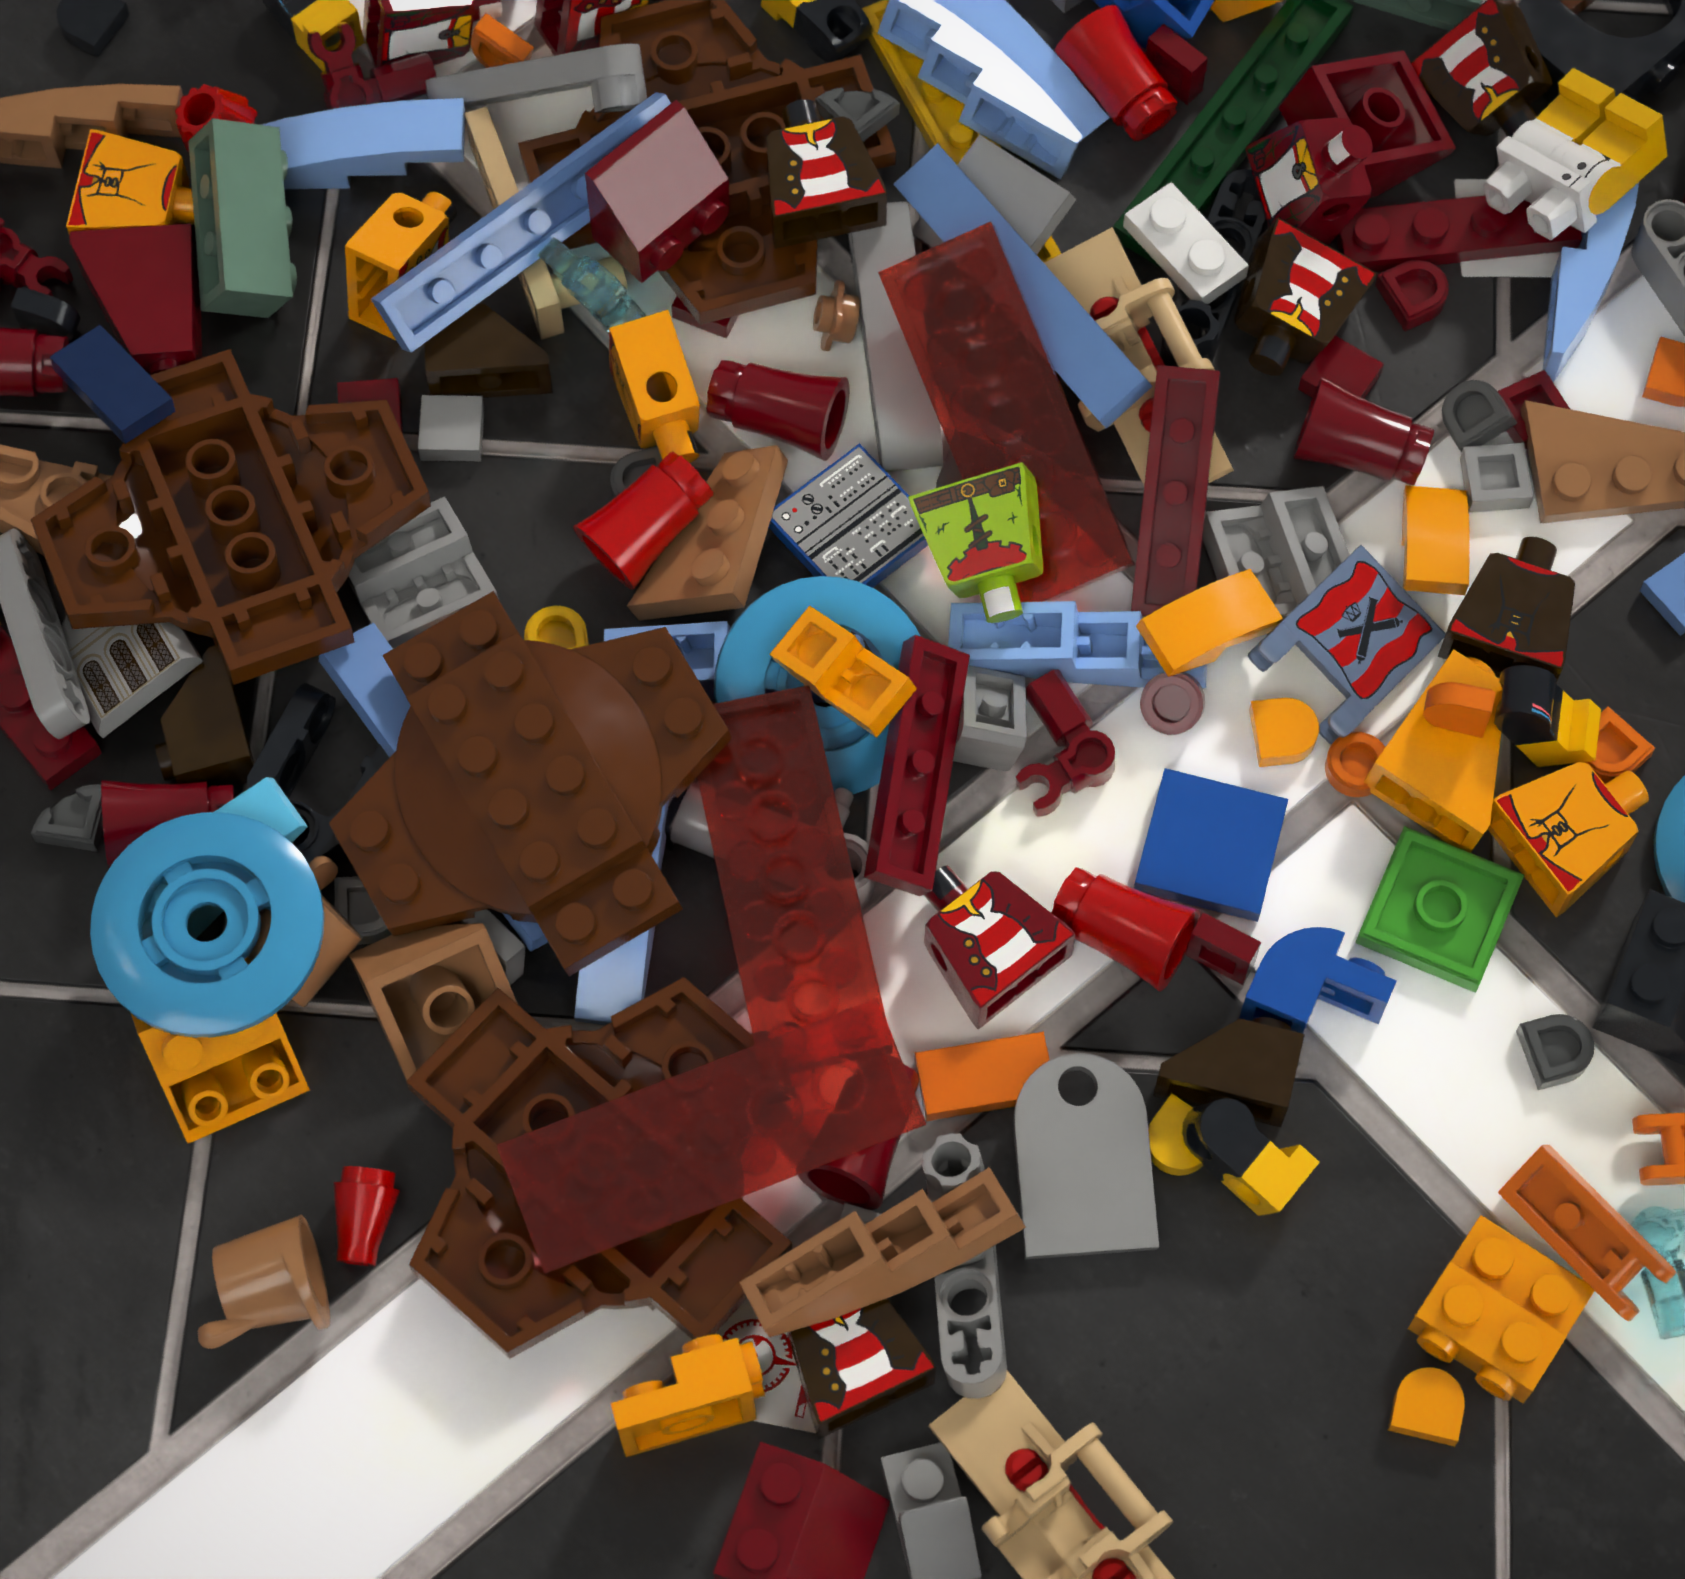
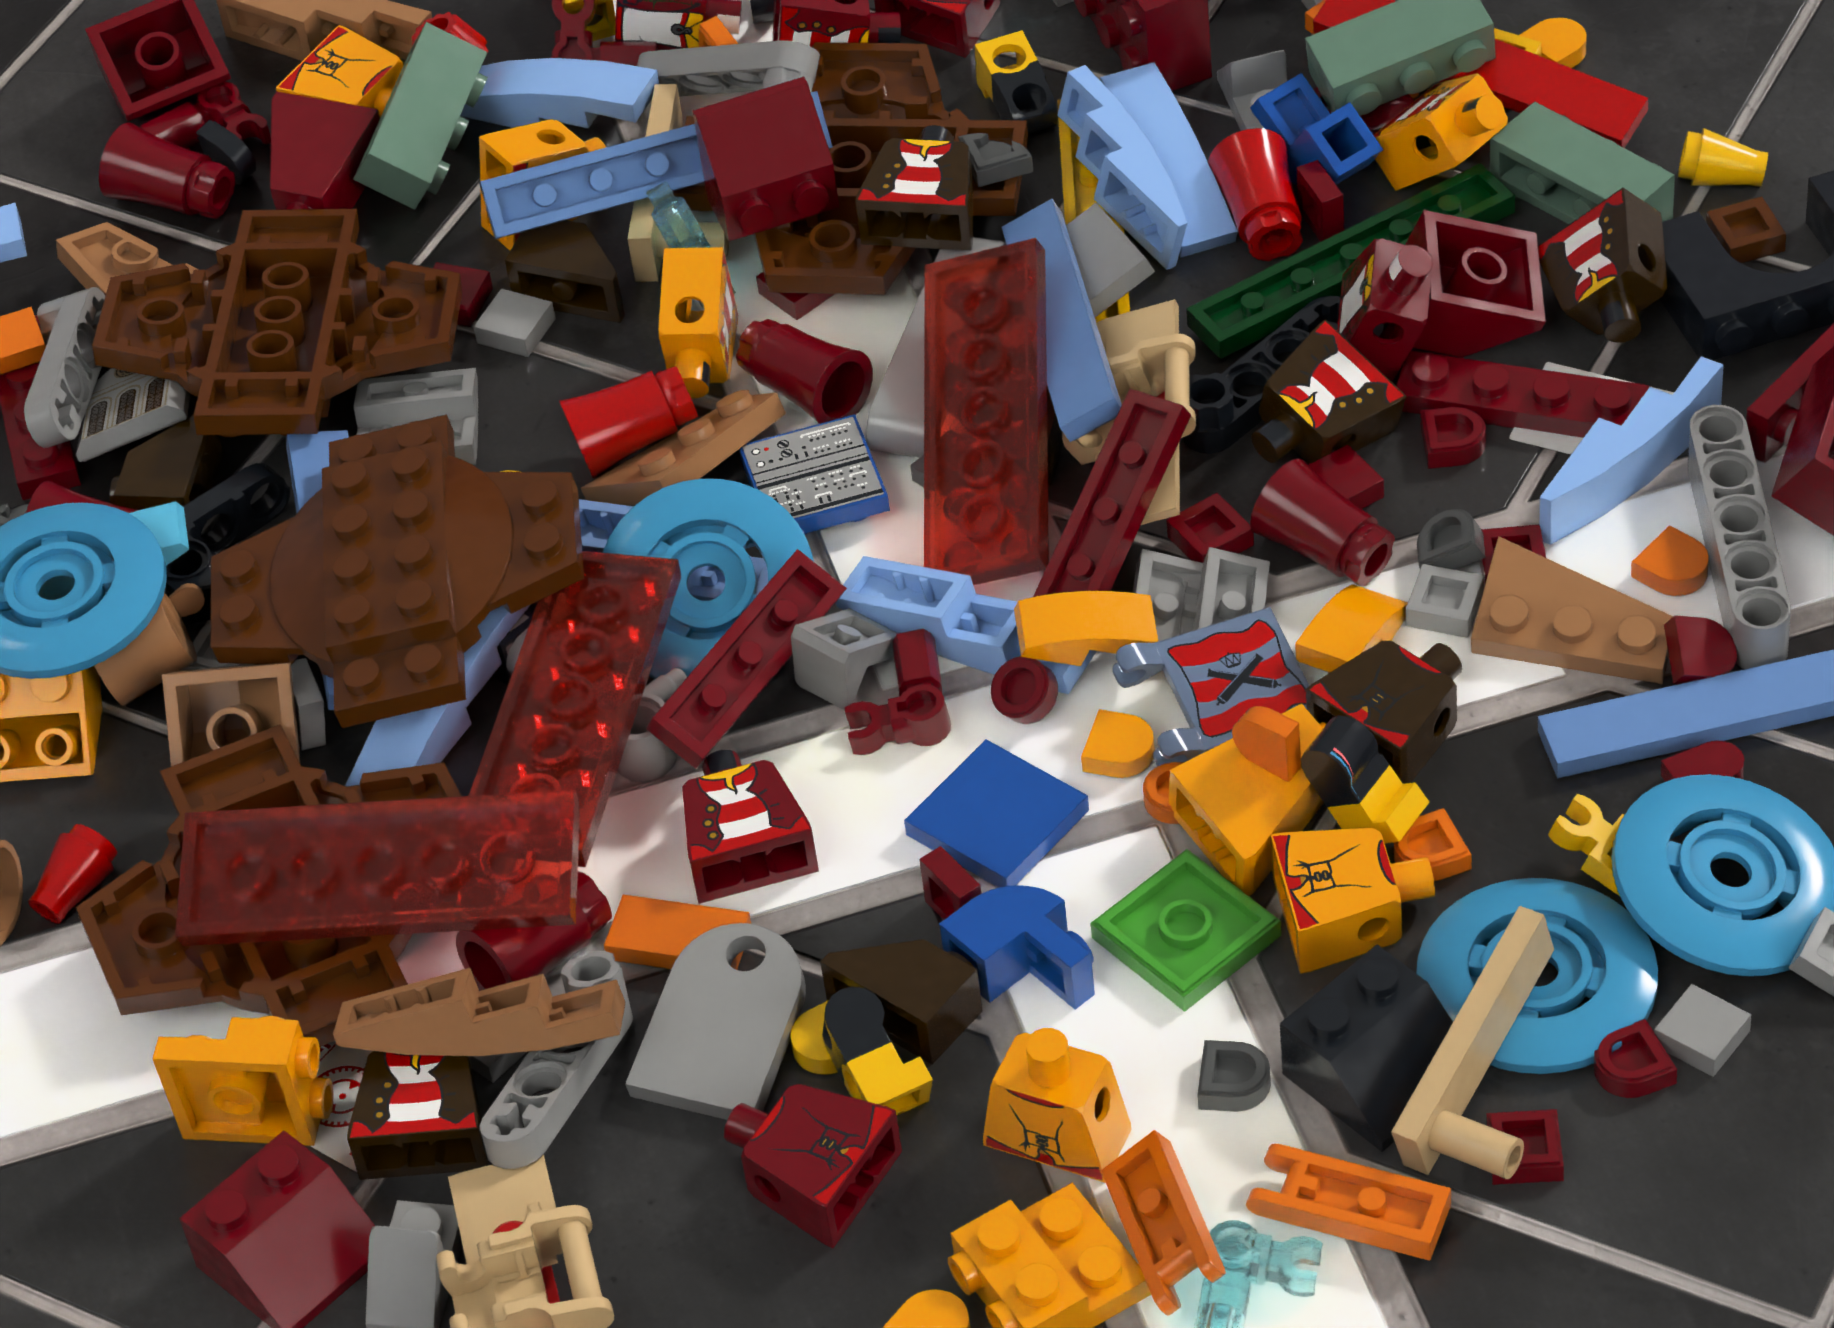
camera: 30 degrees right, 20 degrees down
(112, 384) = (240, 203): dark blue tile -> none
(836, 316) = (892, 317): medium nougat plate -> none
(843, 671) = (715, 558): light orange slope -> none
(985, 536) = (912, 496): lime torso -> none
(1126, 924) = (871, 848): red plant -> none
(1185, 245) = (1239, 333): white plate -> none
(1241, 1274) = (815, 1156): none -> dark red torso
(1256, 467) = (1208, 525): none -> dark red tile
(1436, 1151) = (1056, 1105): none -> light orange torso
(1576, 156) = (1645, 344): hips -> none

